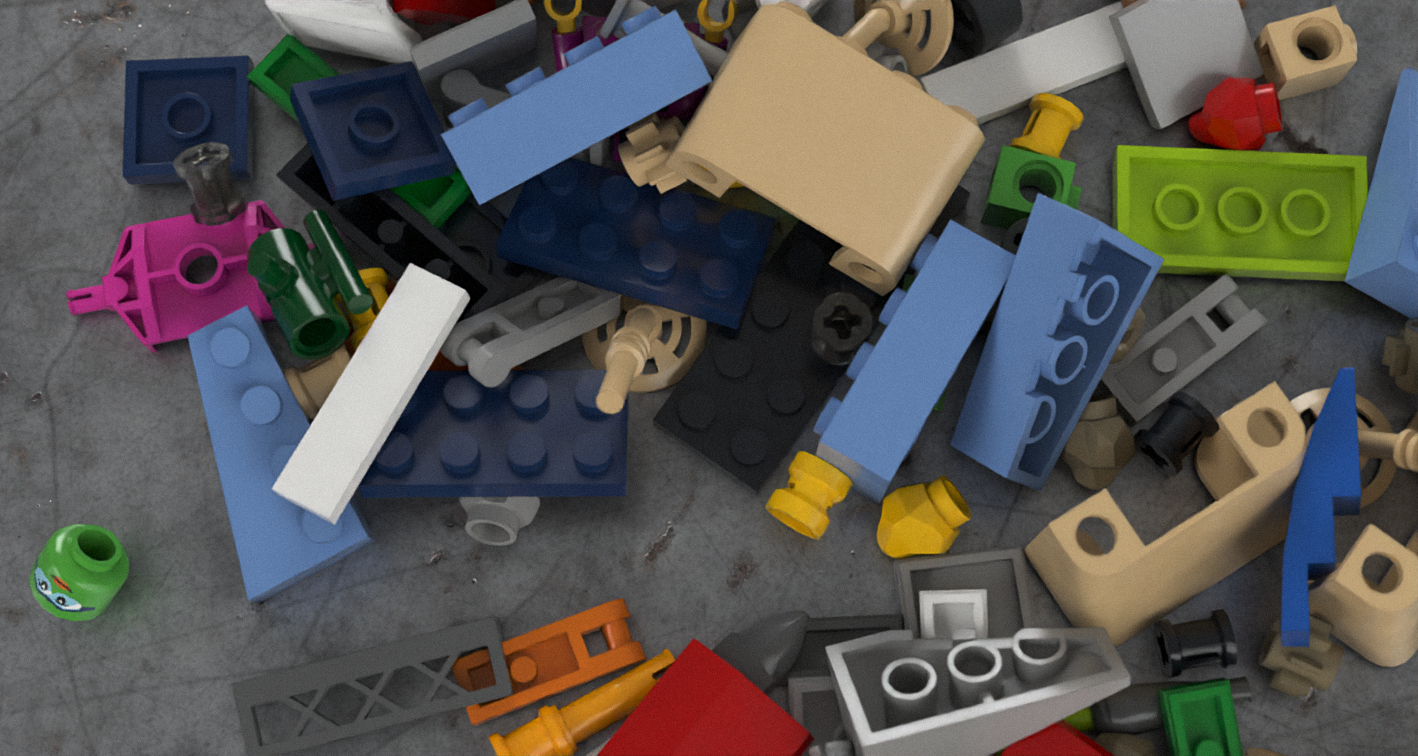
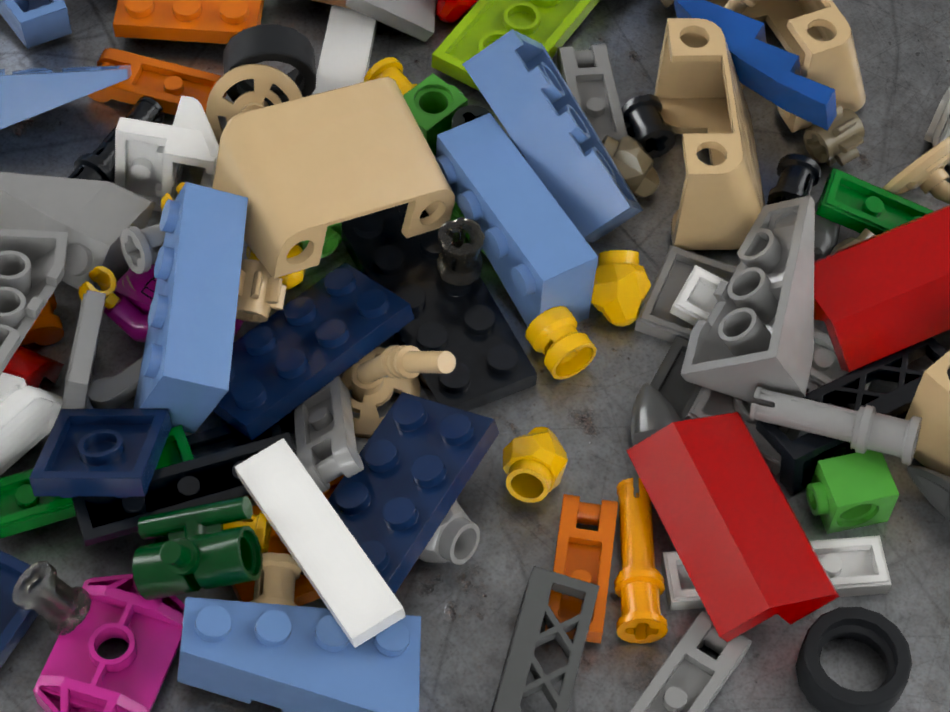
camera: 65 degrees left, 20 degrees down
(636, 549) = (534, 464): none -> yellow rock

